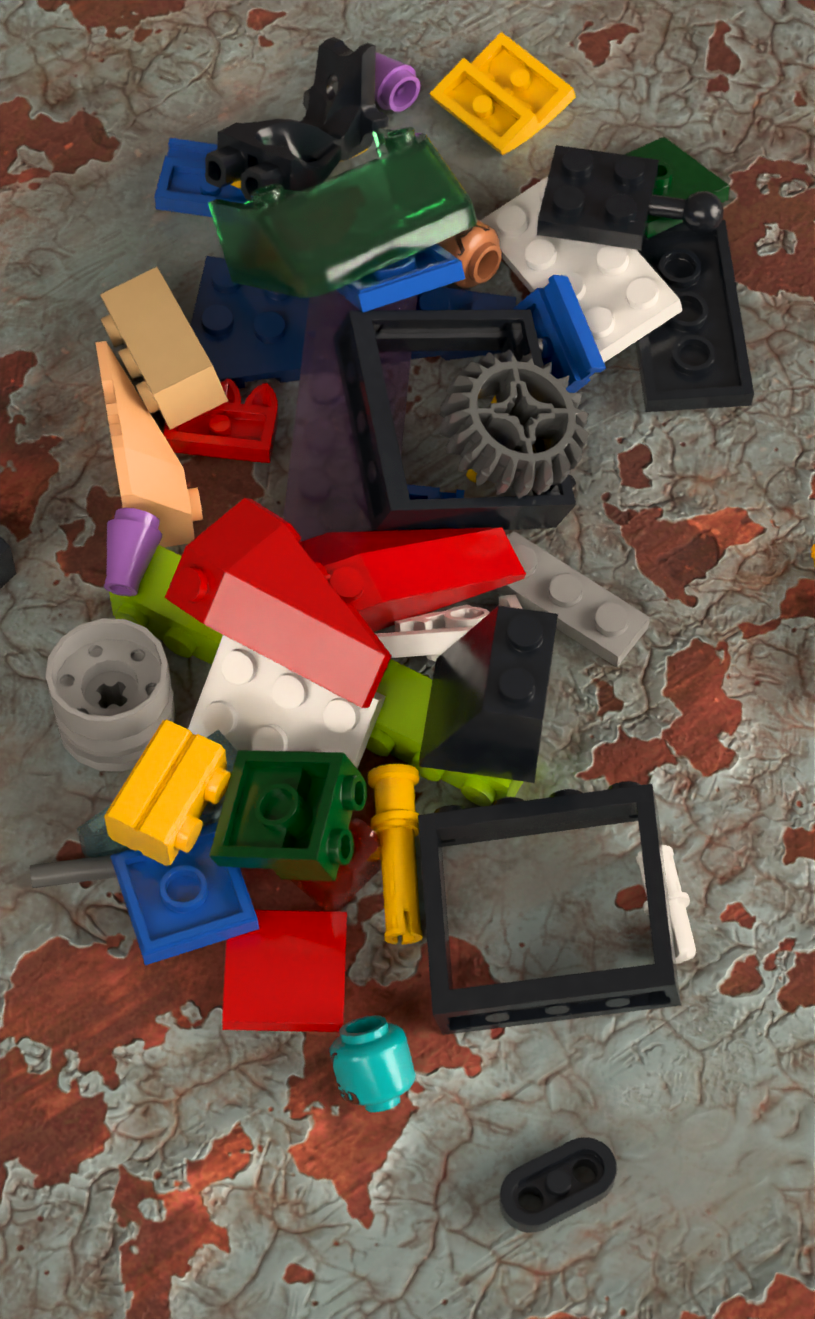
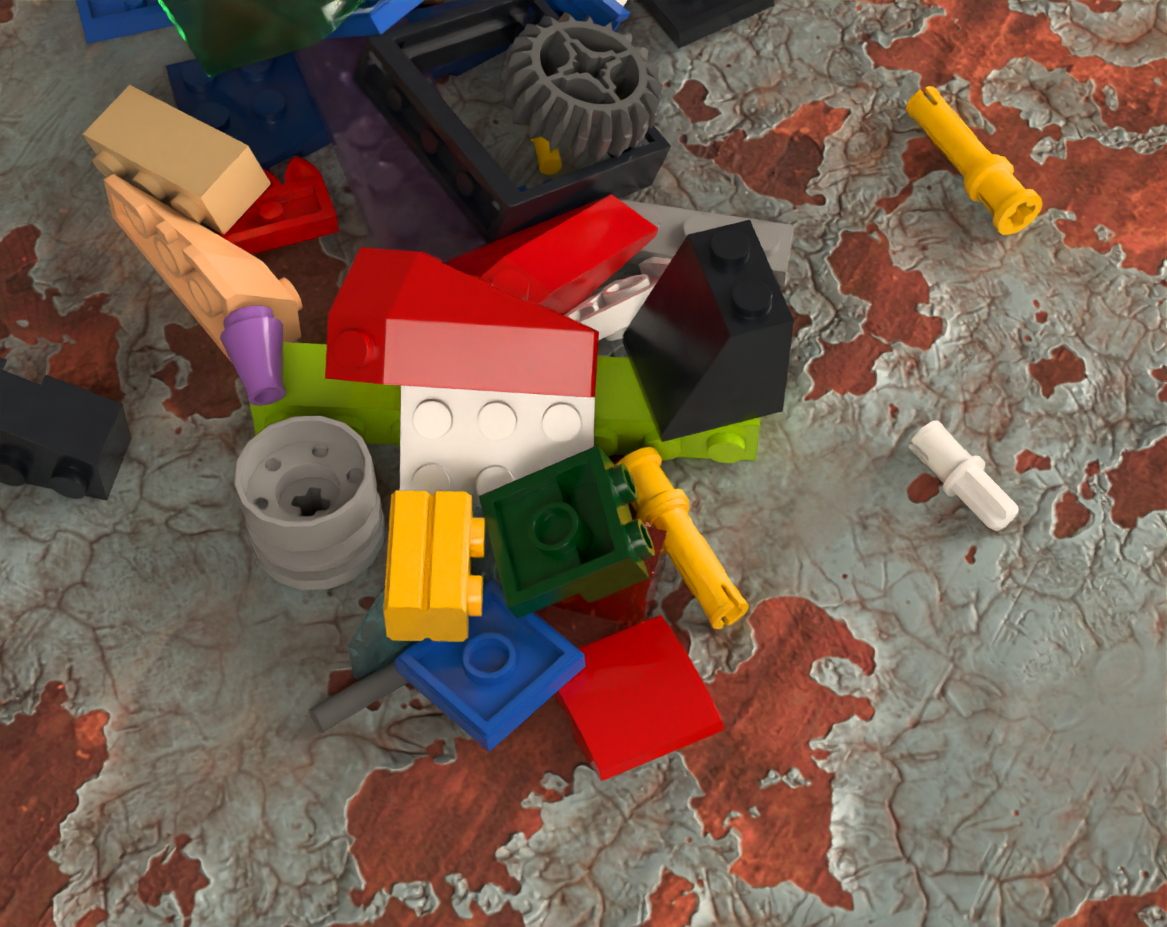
camera: 25 degrees left, 5 degrees down
(372, 1063) = (775, 743): teal head -> none
(553, 1182) = (1016, 784): black plate -> none
(556, 996) = (911, 604): black window -> none

